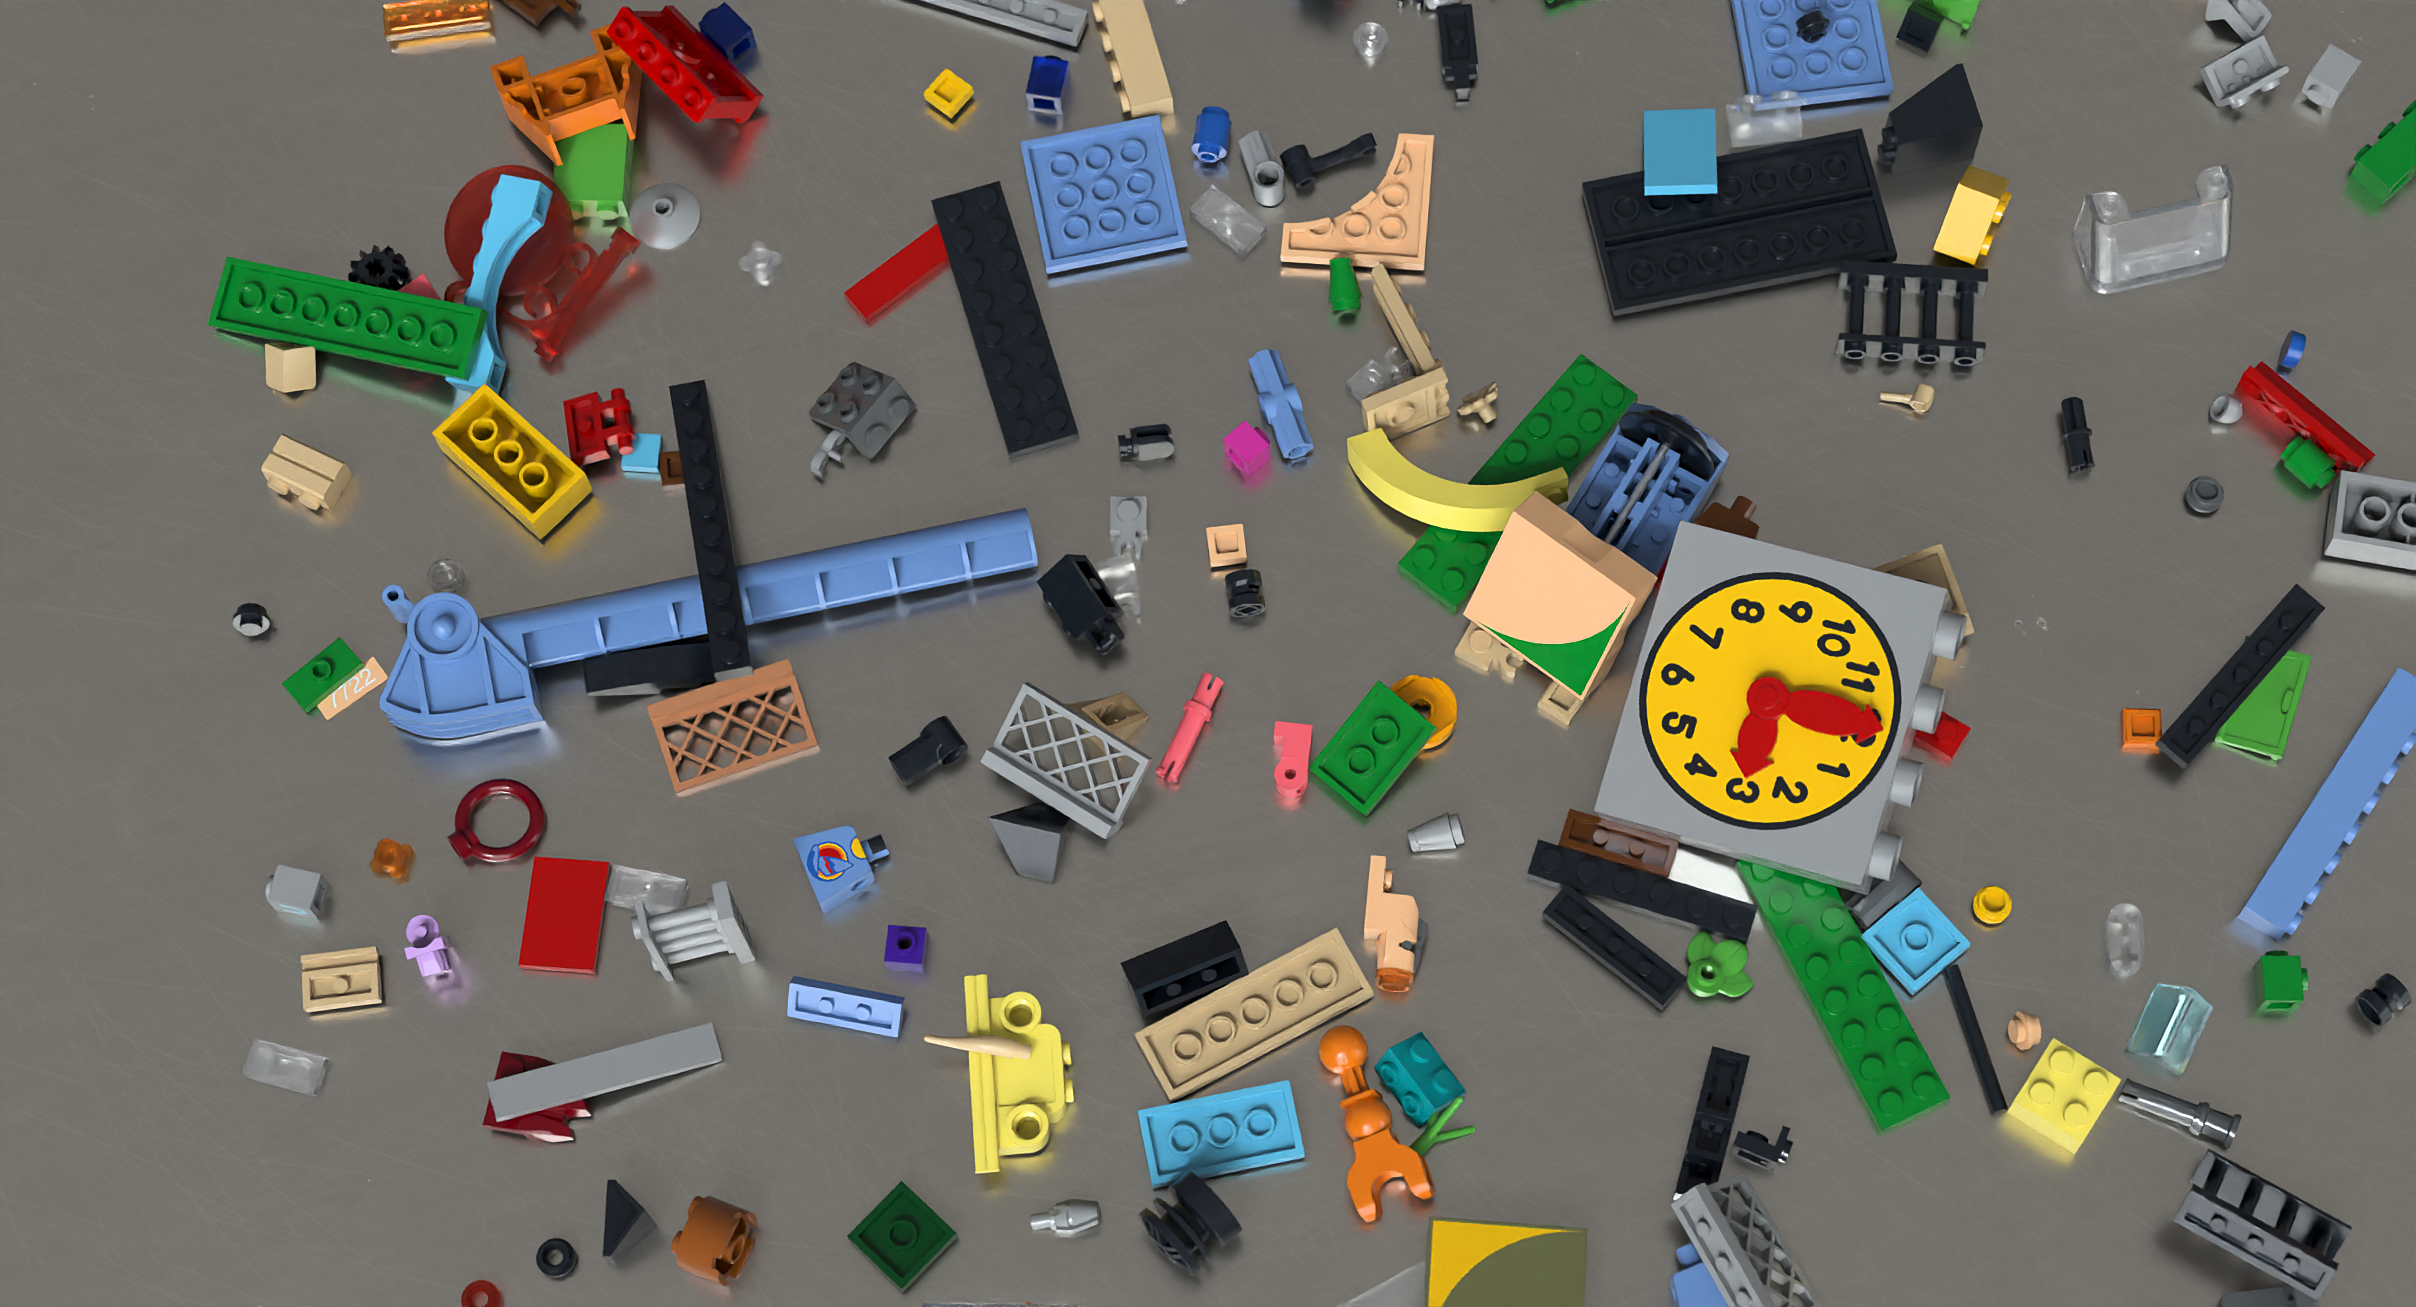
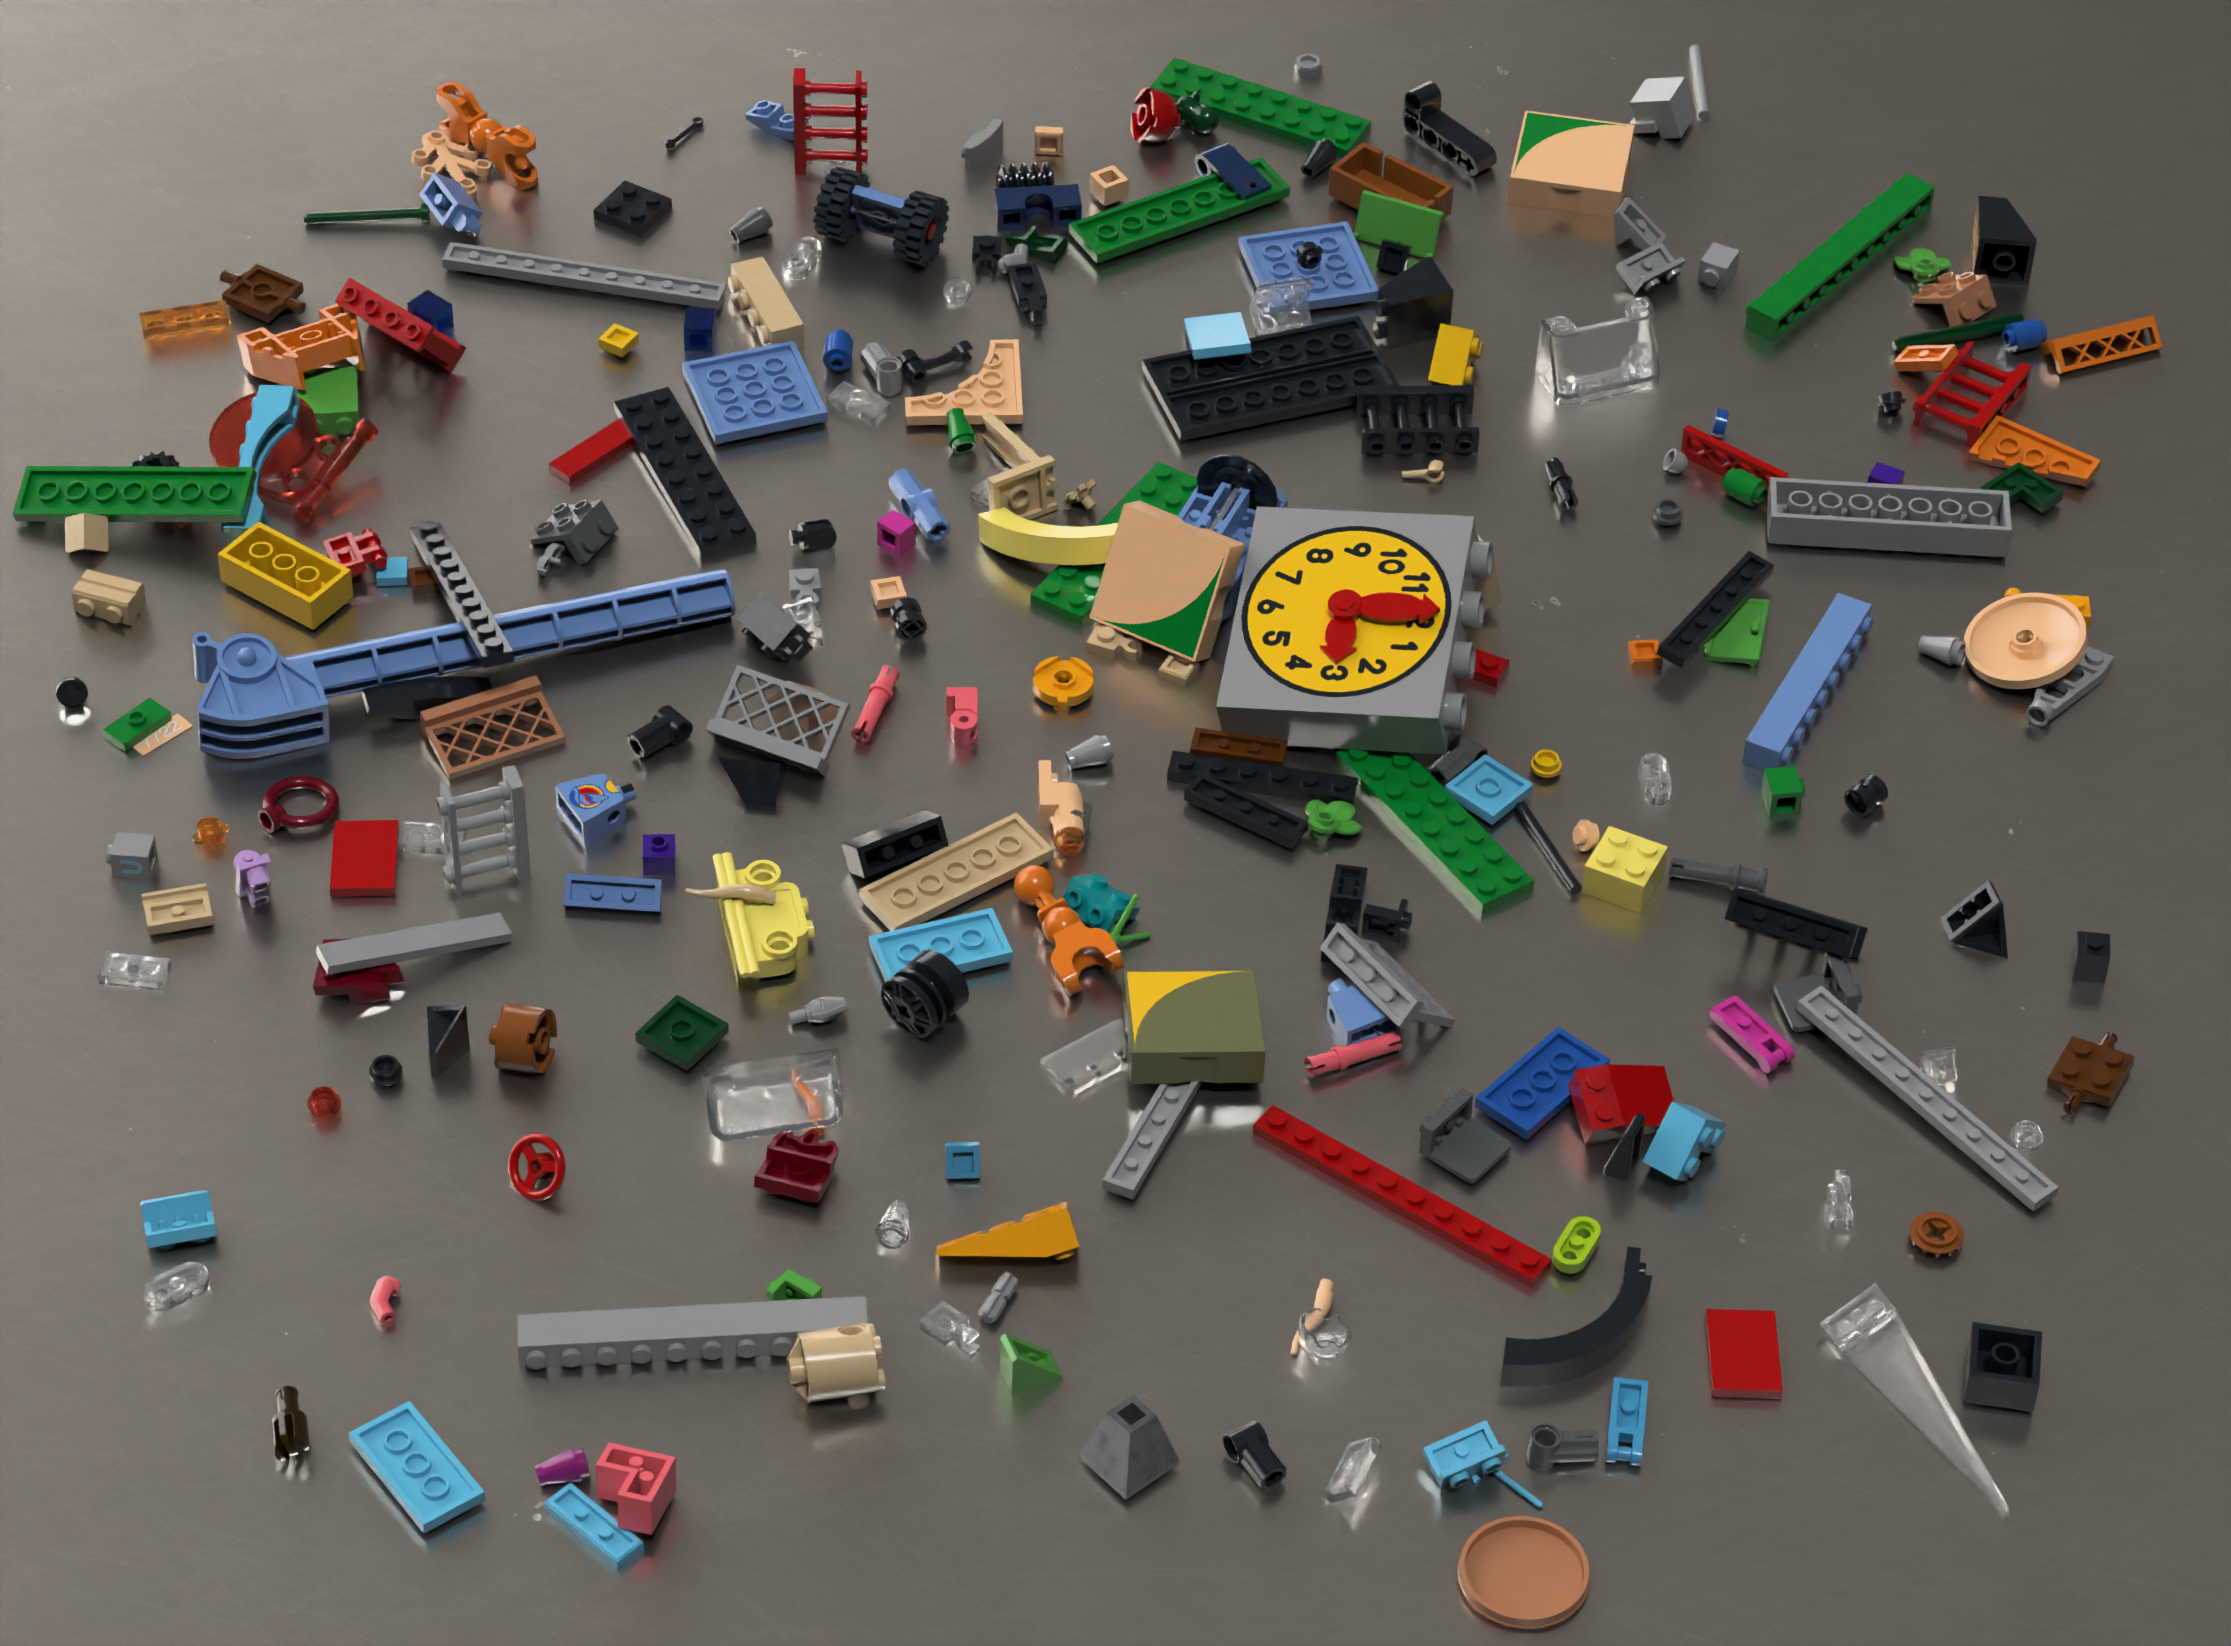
camera: 15 degrees left, 25 degrees down
(665, 229) = (396, 430): light grey dish -> none
(760, 271) = (476, 450): clear plate -> none
(1373, 748) = (1029, 699): green plate -> none
(2170, 1026) = (1703, 824): clear light blue panel -> none

